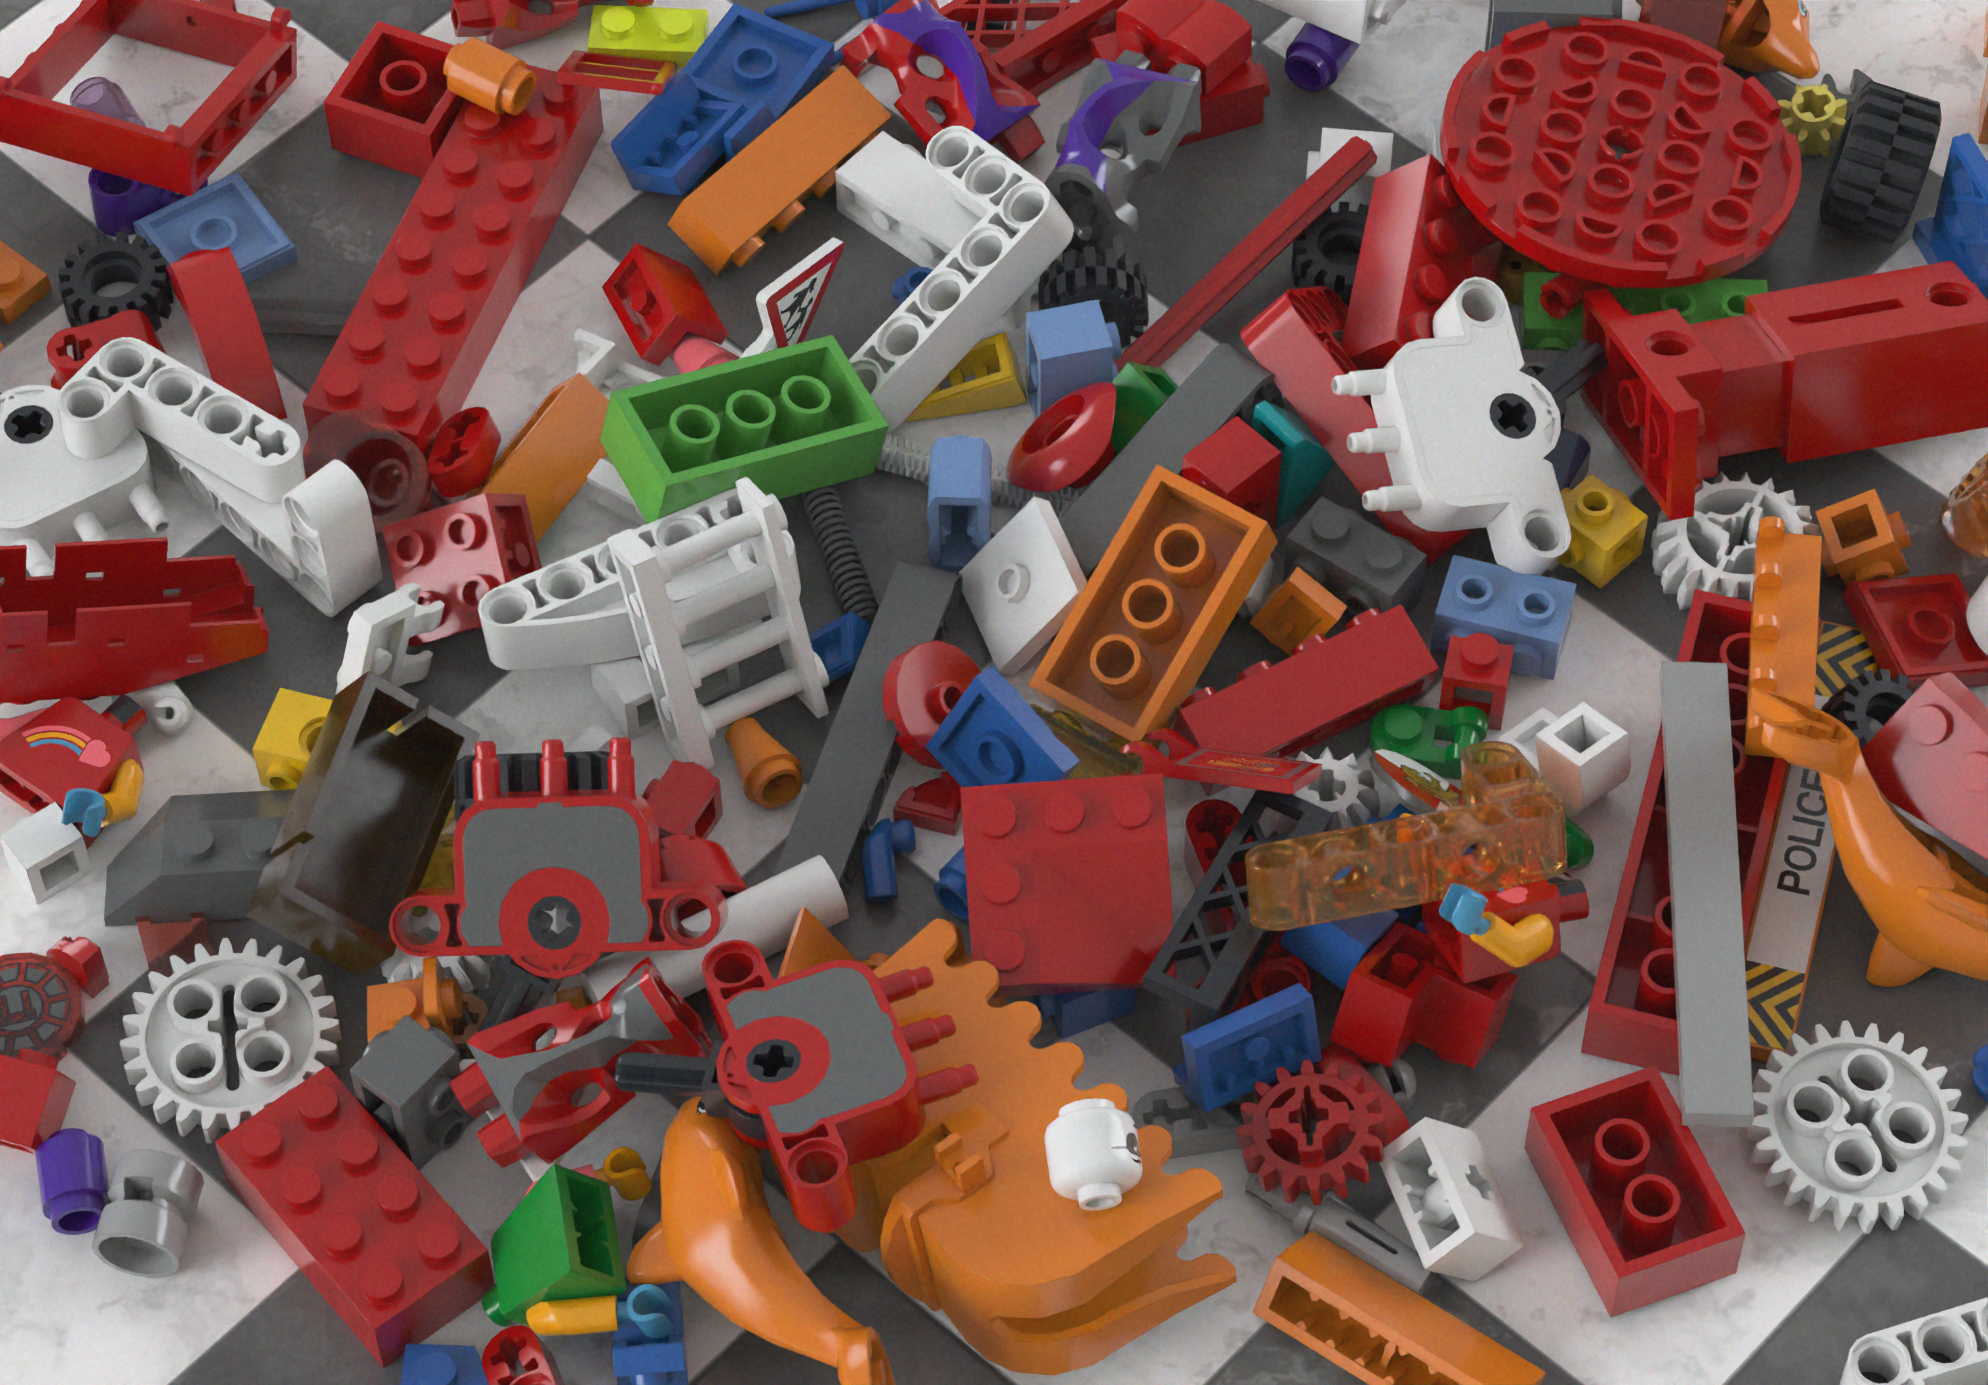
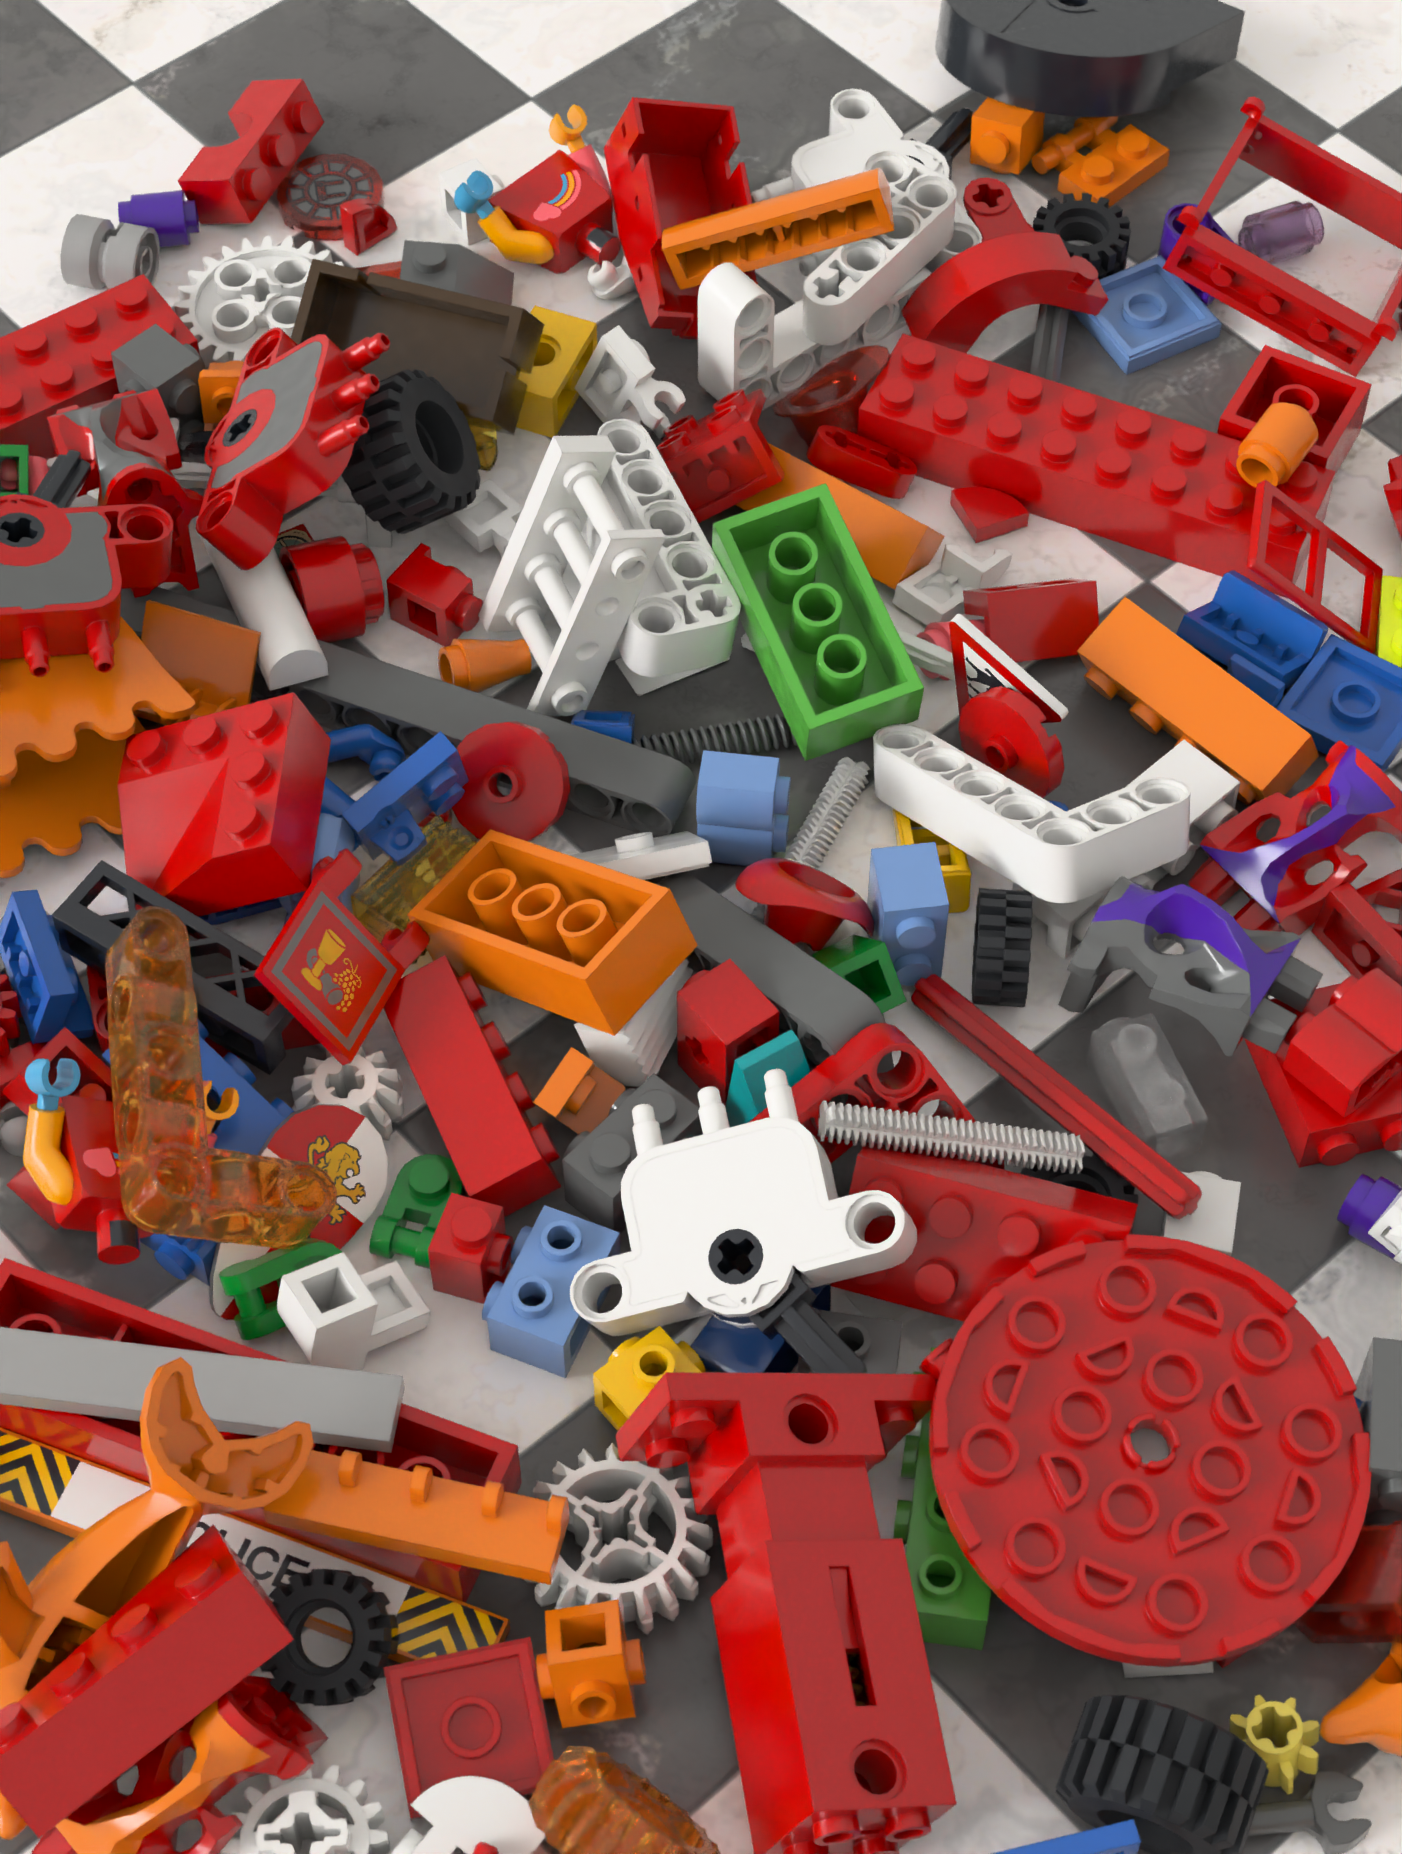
camera: 95 degrees right, 0 degrees up
(176, 487) = (781, 227): none -> orange brick
(512, 359) = (988, 512): none -> red tile
(856, 296) = (1007, 735): none -> red plate
(1214, 208) = (1146, 1085): none -> clear brick
(1339, 298) = (950, 1137): none -> white axle

